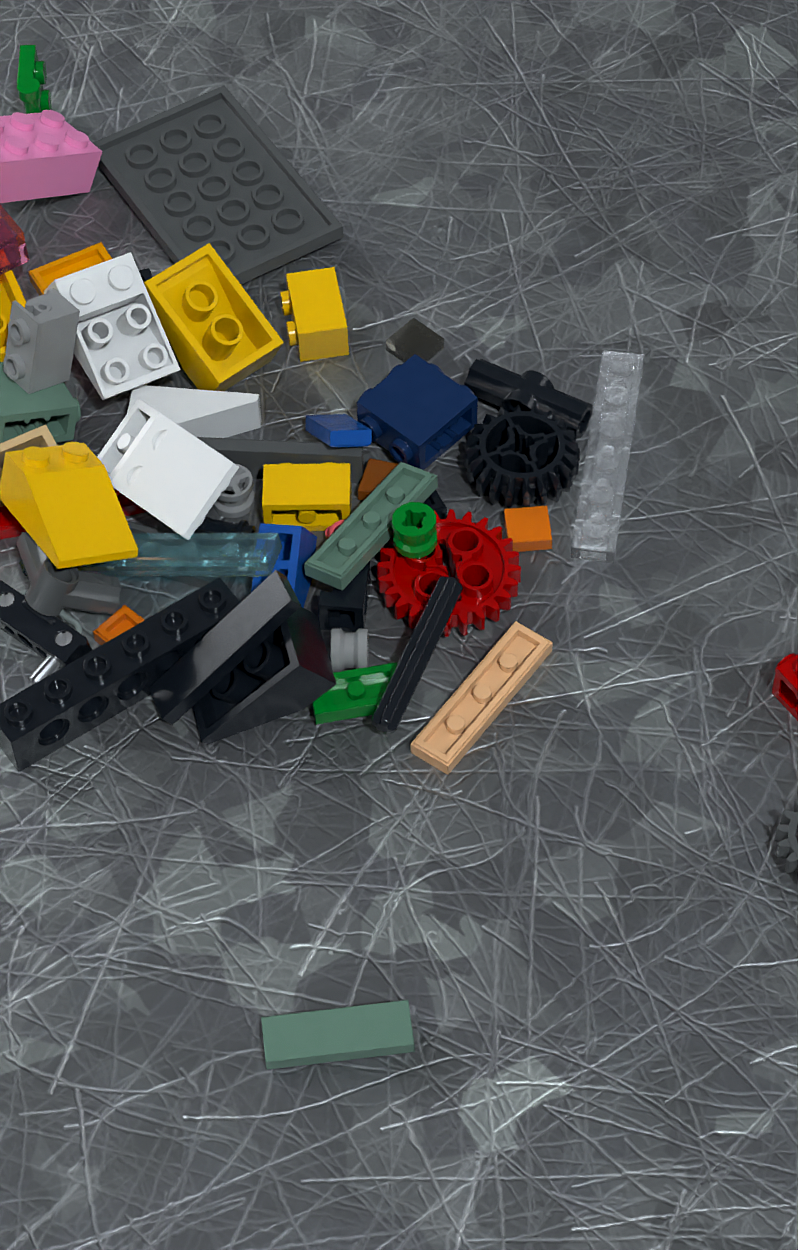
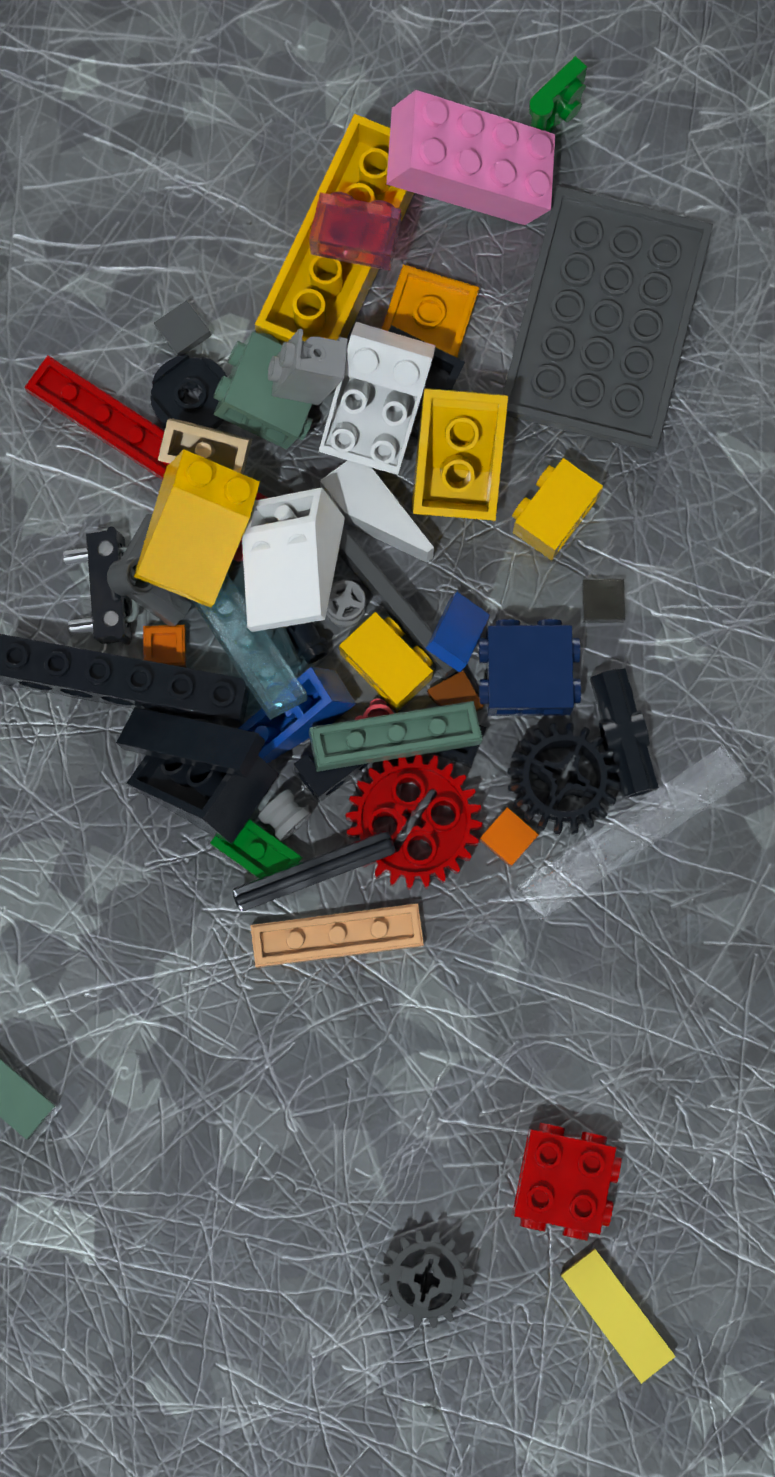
camera: 45 degrees right, 25 degrees up
(407, 537) = (409, 784): green wheel -> none

